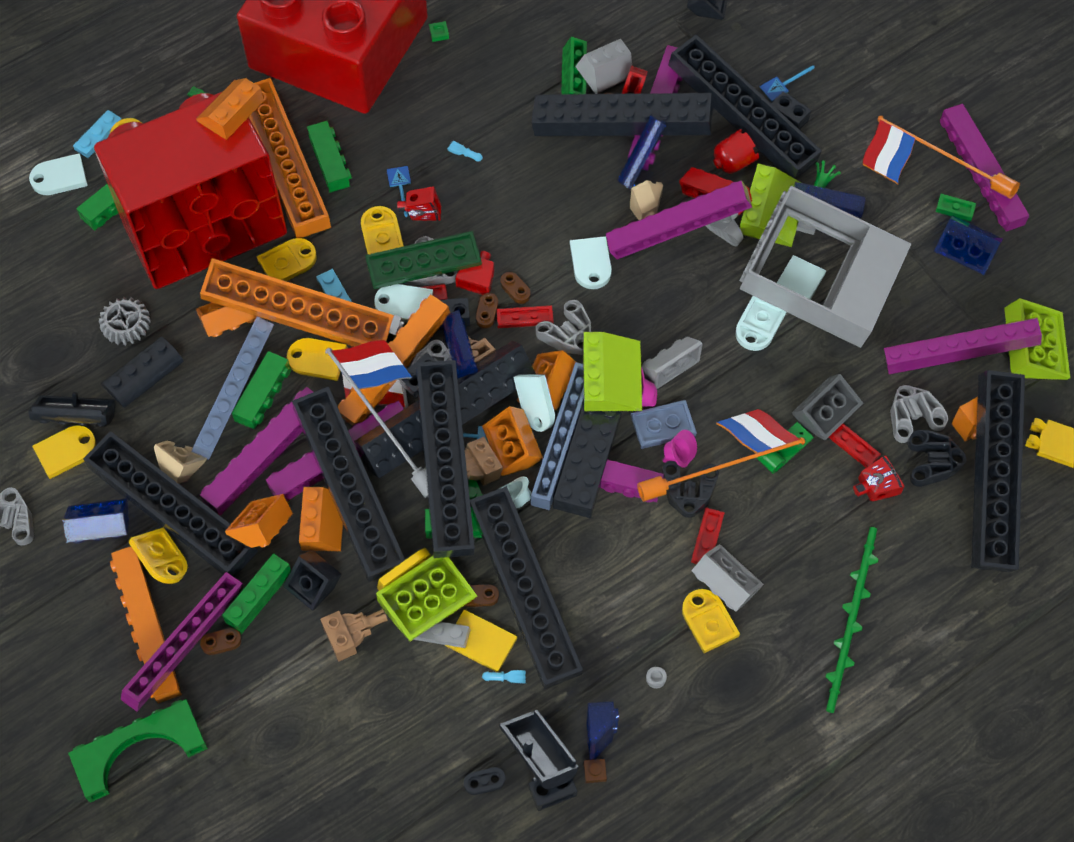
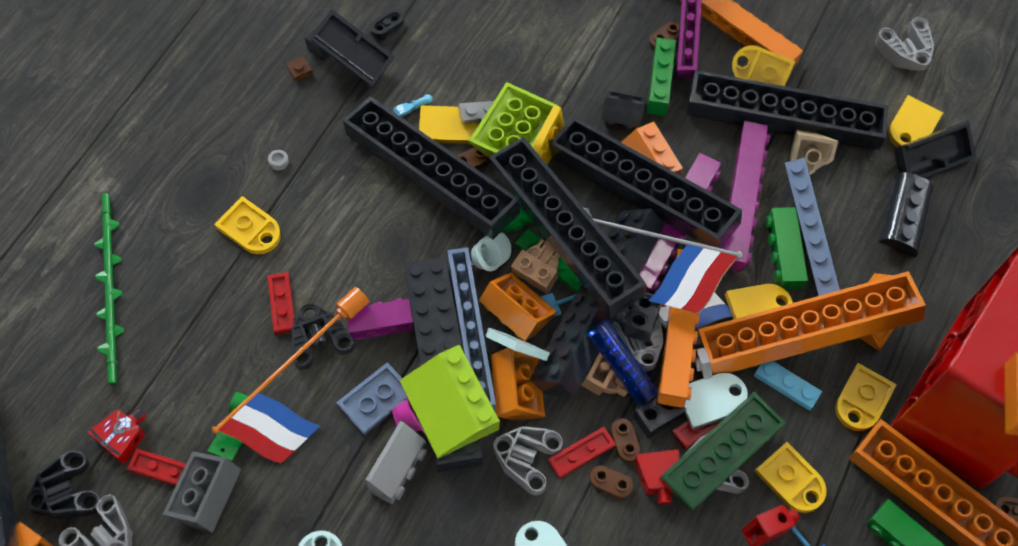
camera: 150 degrees right, 0 degrees up
(96, 521) = (840, 74): clear blue slope -> none
(113, 324) = (975, 262): light grey gear -> none
(260, 521) = (699, 121): orange slope -> none
(349, 630) = (567, 77): medium nougat brick -> none
(601, 725) = (305, 81): clear blue slope -> none
(681, 449) = (344, 369): dark pink piece -> none
(727, 577) = (244, 266): light grey slope -> none

